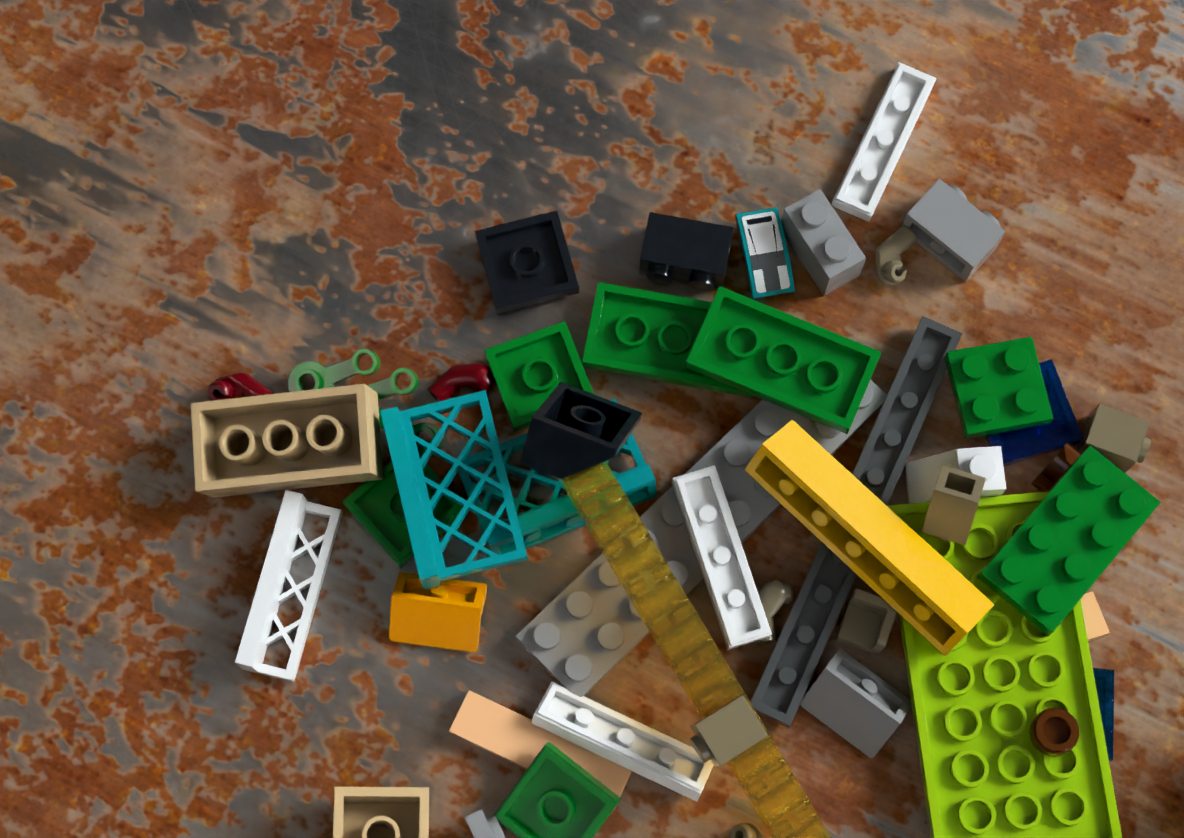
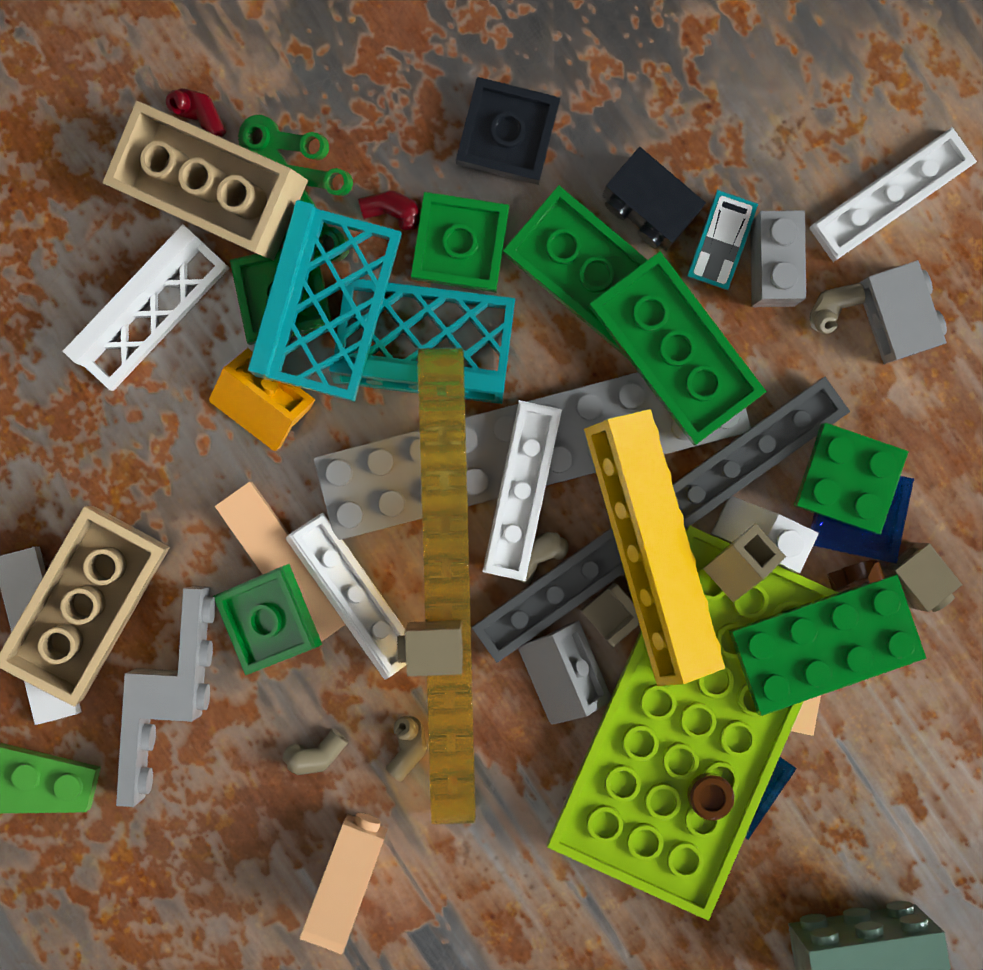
camera: 35 degrees right, 15 degrees up
(576, 432) = (455, 315): black slope -> none

